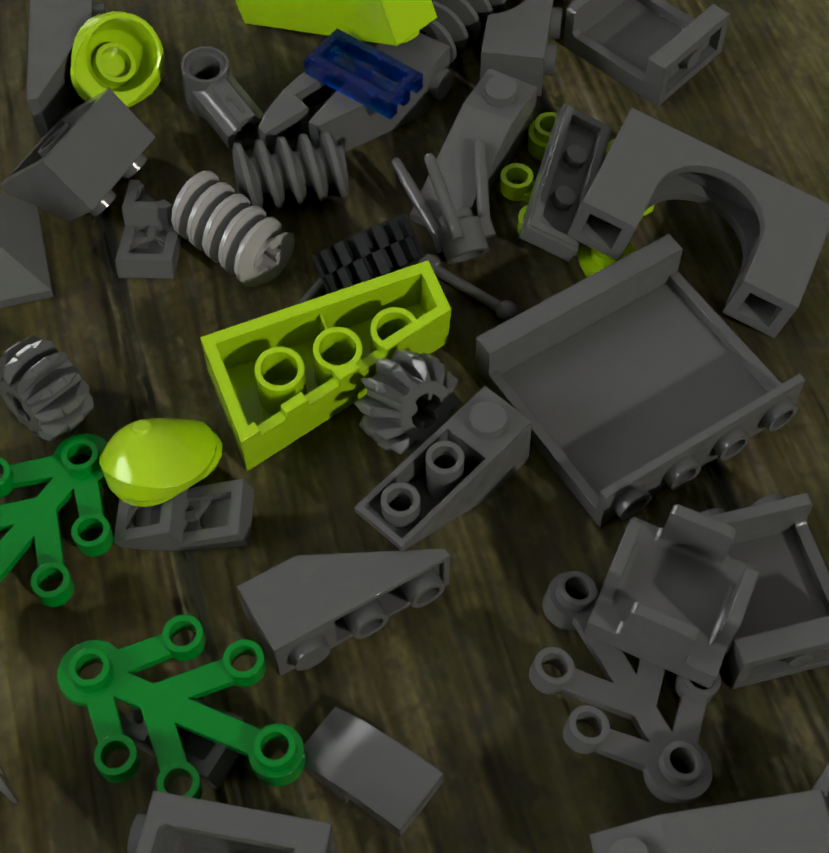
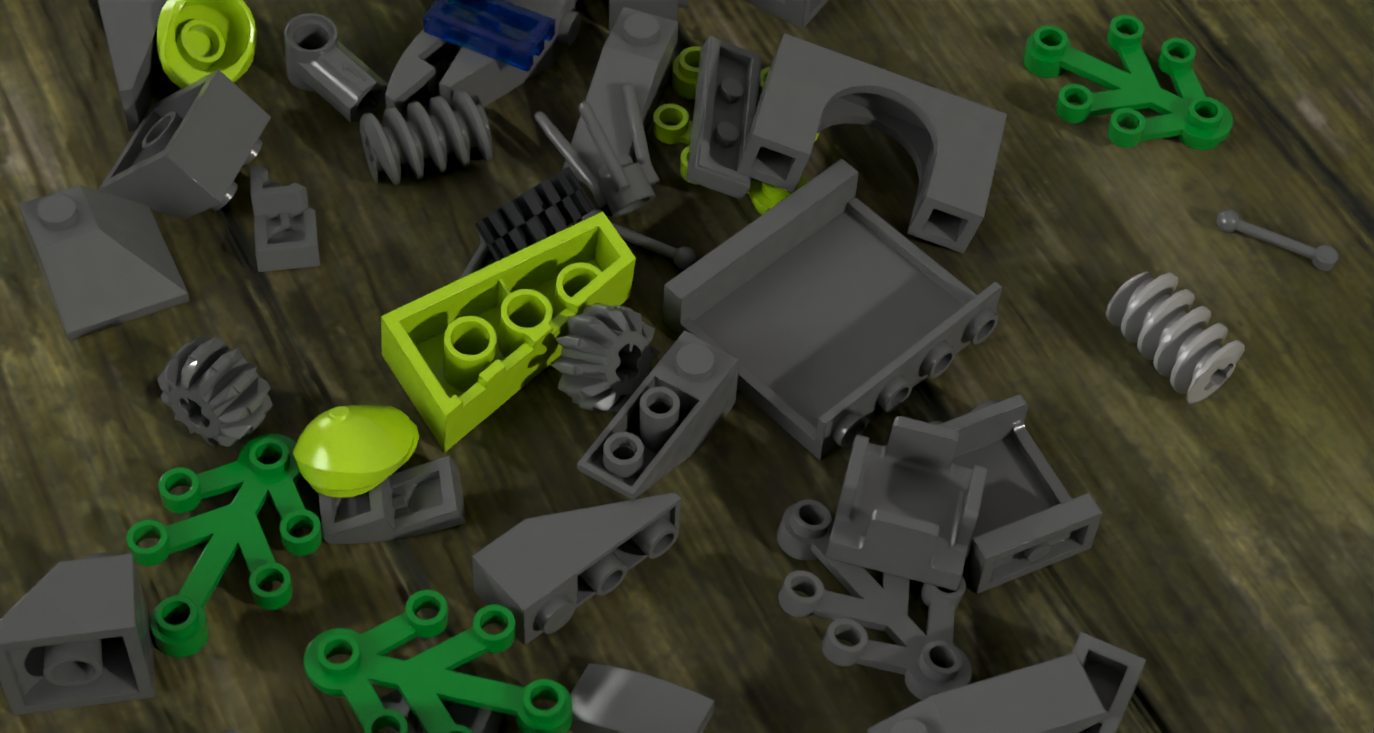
camera: 15 degrees left, 5 degrees down
(231, 230) = (376, 207): light grey piece -> none

